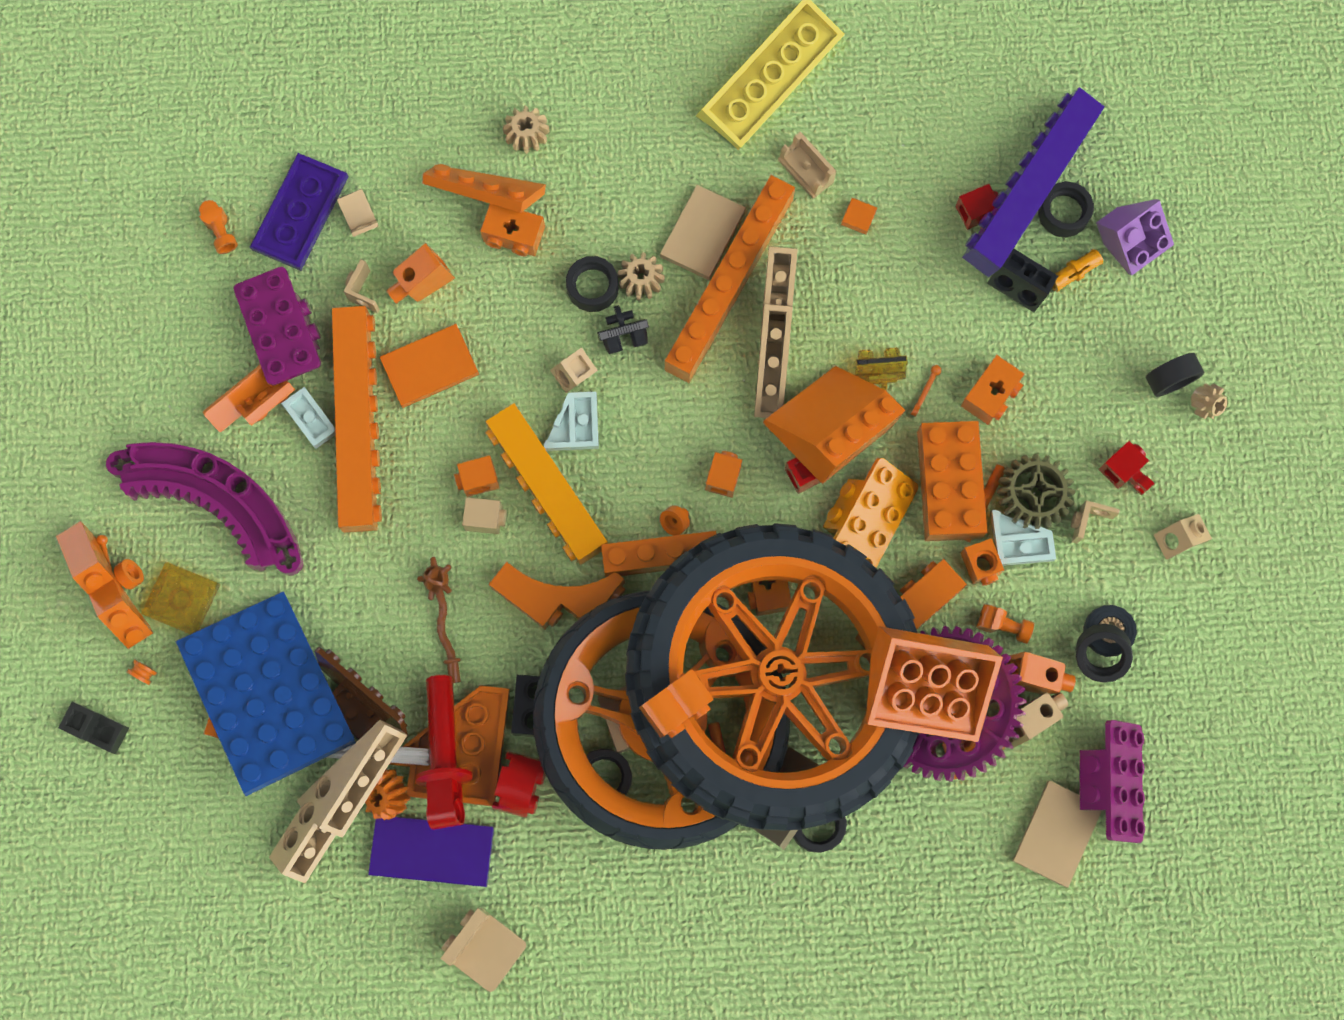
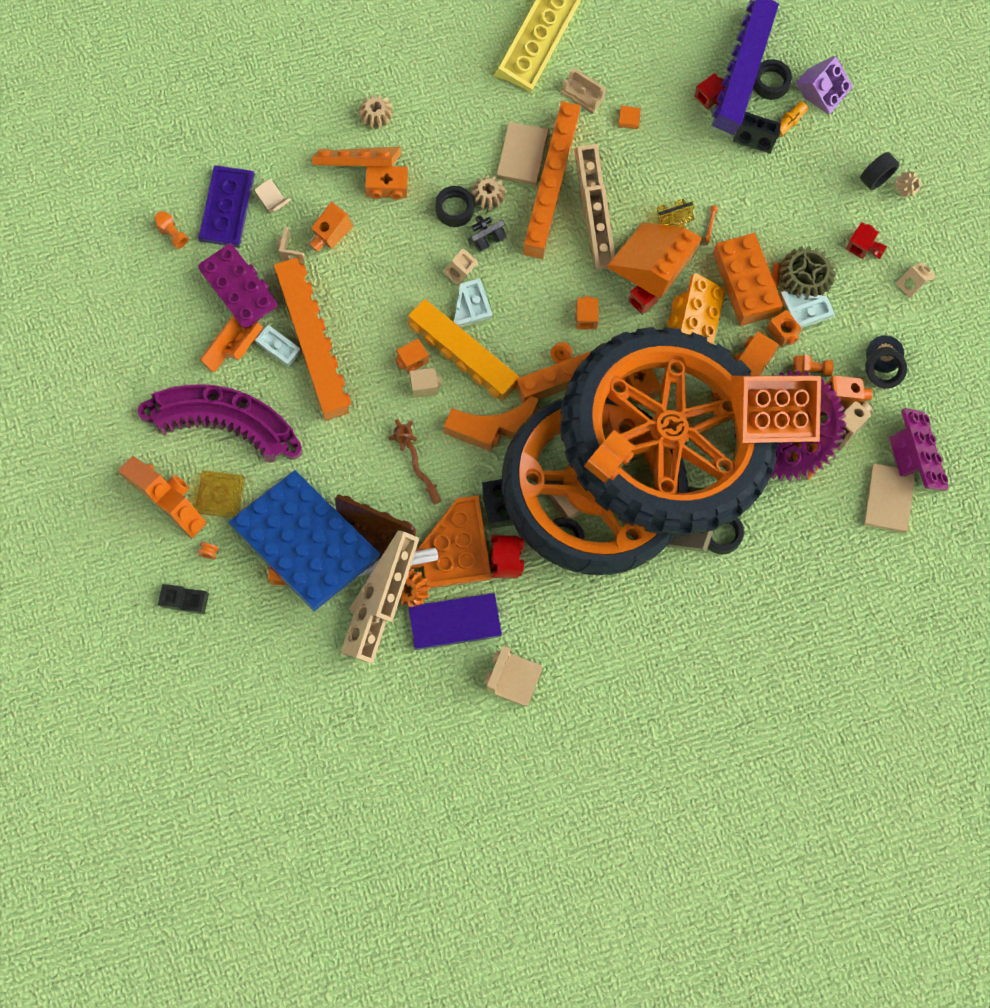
camera: 20 degrees left, 5 degrees down
(429, 365) = (353, 290): orange tile -> none
(444, 778) = (452, 561): red piece -> none
(997, 375) = (762, 202): orange brick -> none
(1080, 518) = (843, 282): tan bracket -> none

